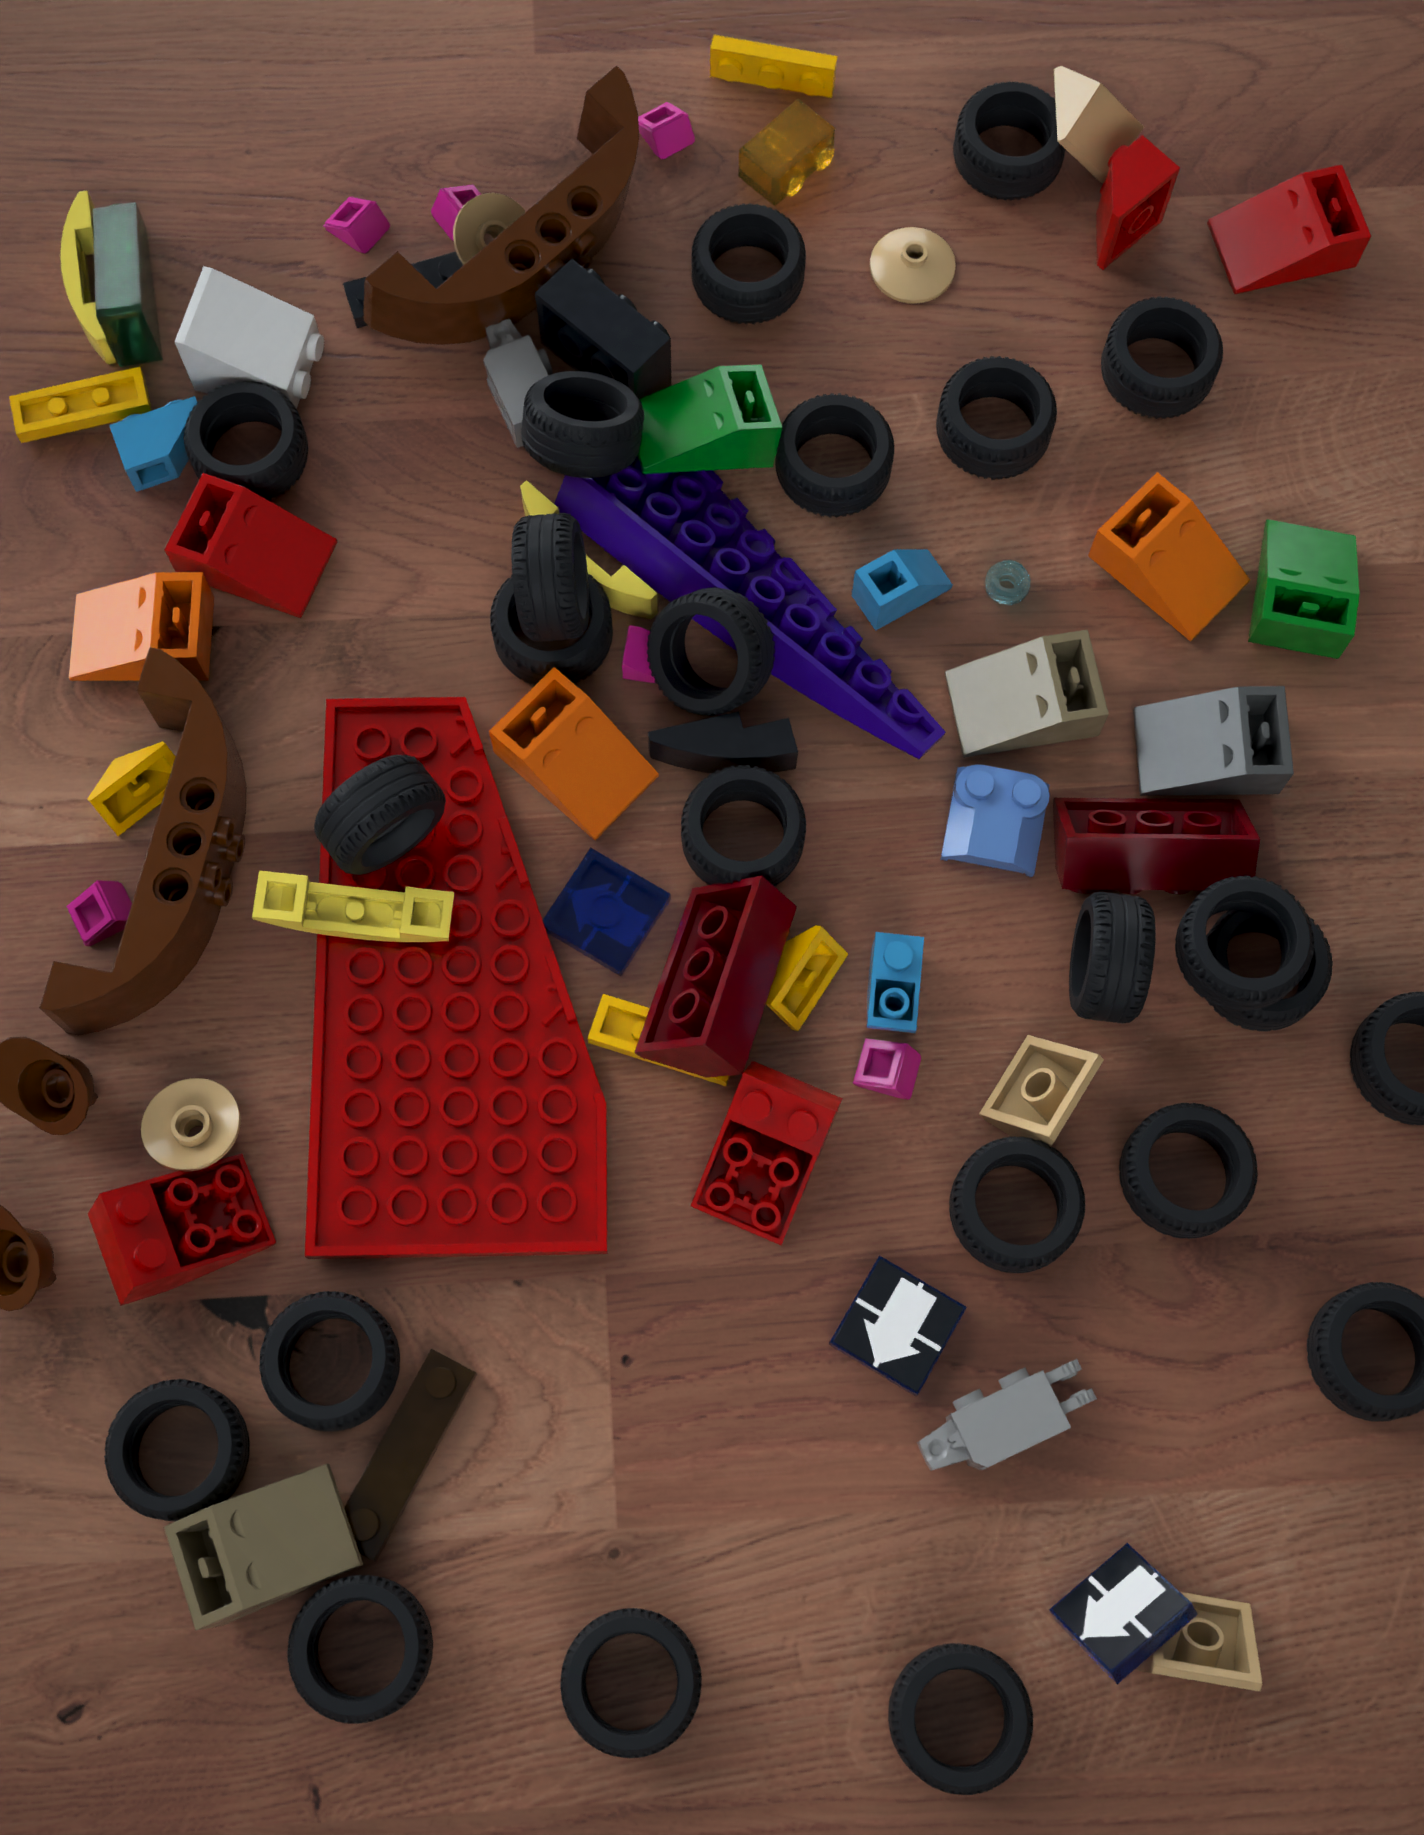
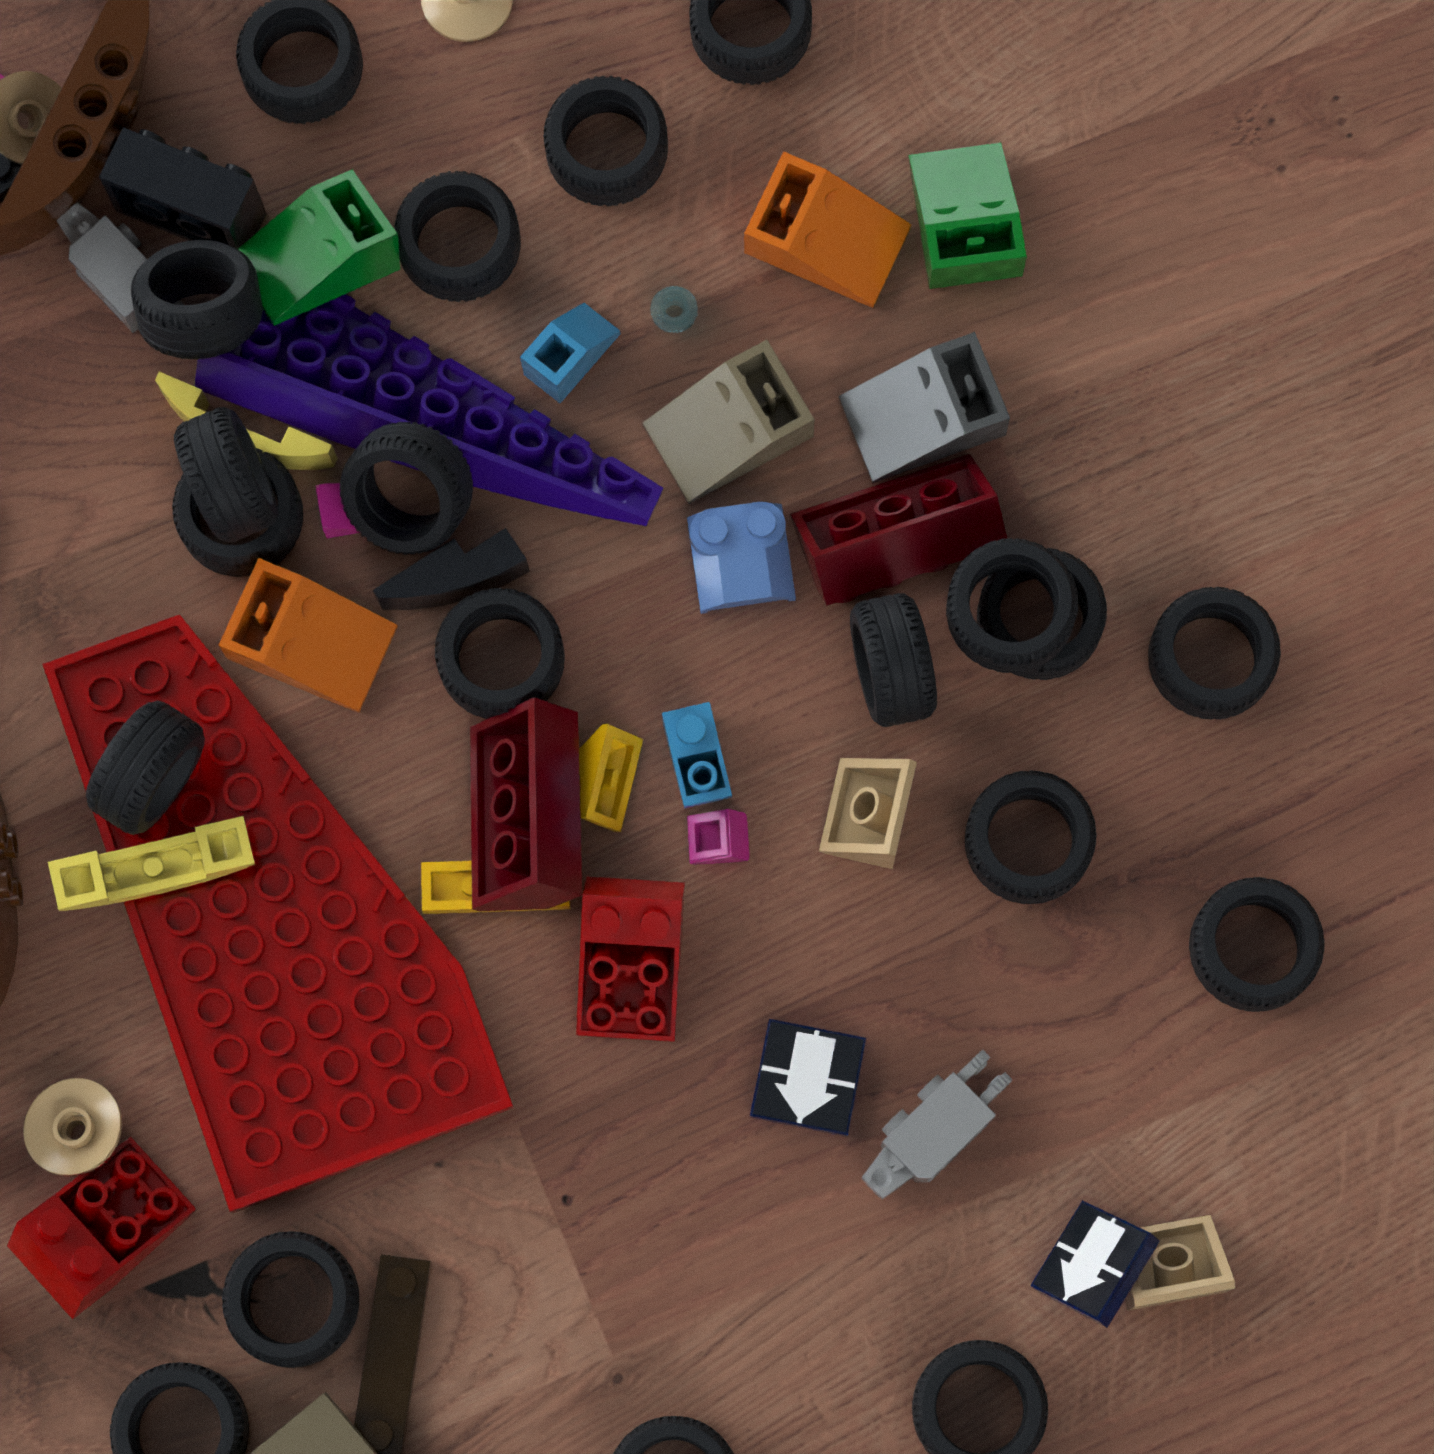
camera: 15 degrees left, 5 degrees up
(606, 911) = (394, 779): clear blue tile -> none
(1053, 1169) = (890, 875): black tyre -> none

